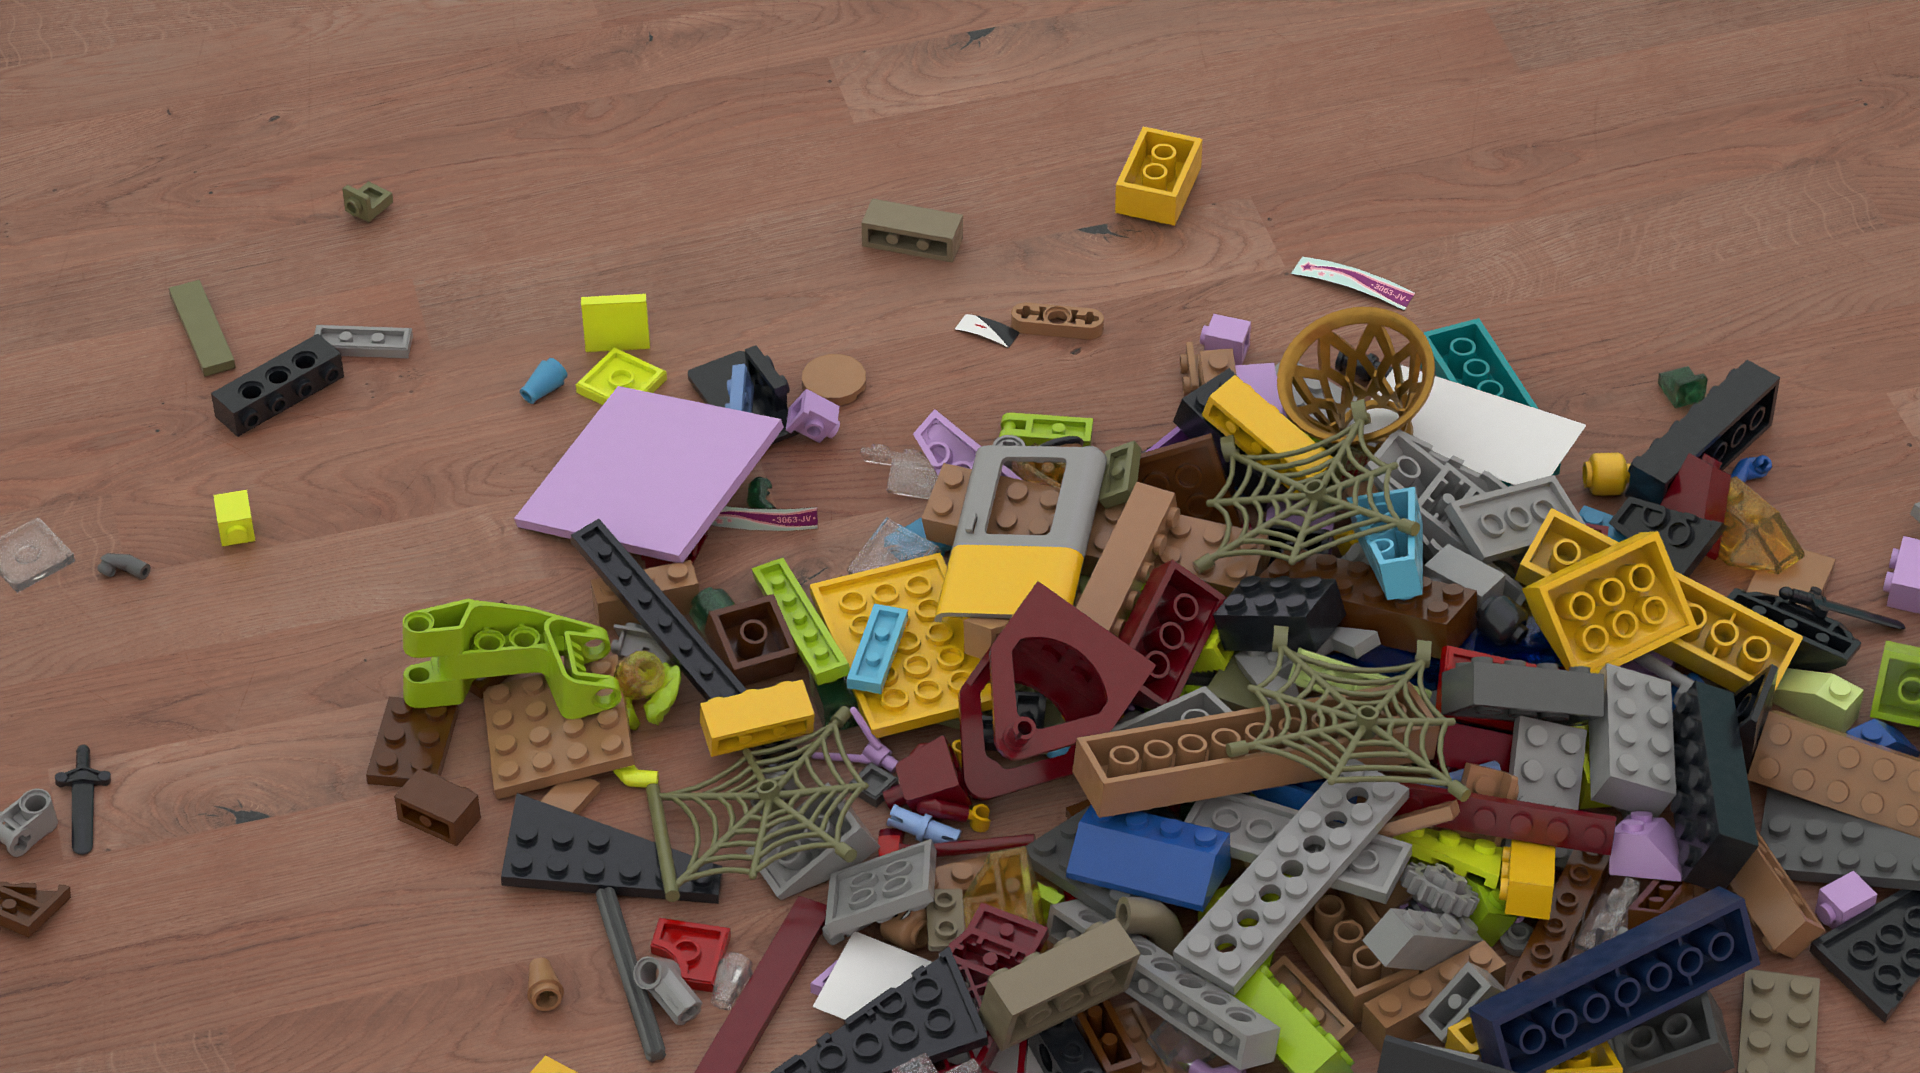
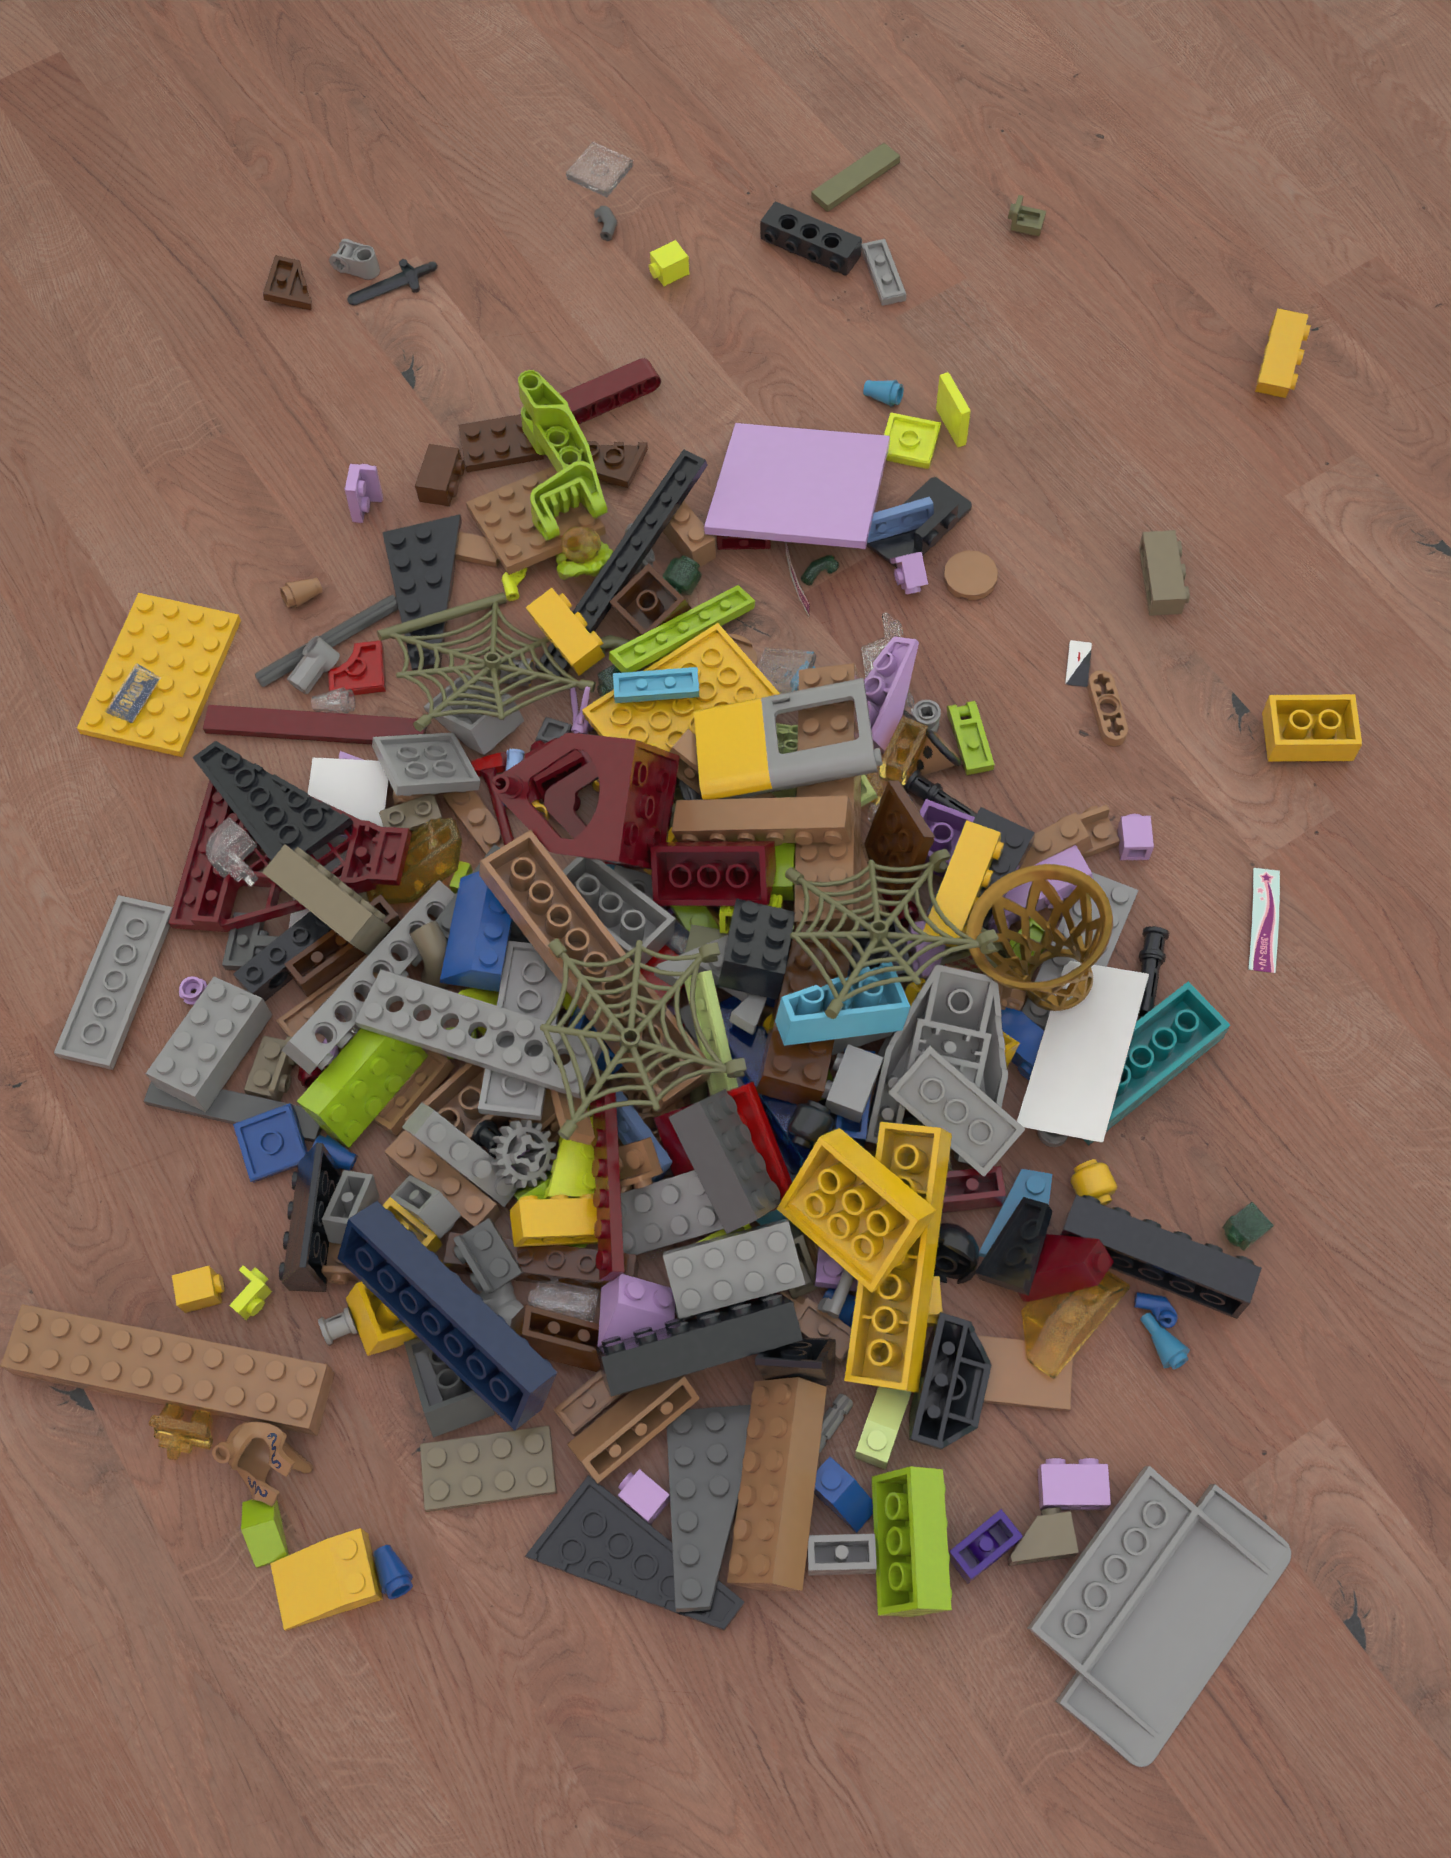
camera: 75 degrees right, 20 degrees up
(397, 600) = (612, 390): none -> dark red beam
(432, 879) = (361, 489): none -> lavender bracket
(682, 60) = (1283, 353): none -> yellow wedge
(1120, 474) = (869, 785): olive plate -> none
(1547, 945) = (487, 1257): none -> dark grey bracket
(1791, 473) = (1169, 1348): none -> dark azure cone
(1821, 606) = (996, 1404): black sword -> none

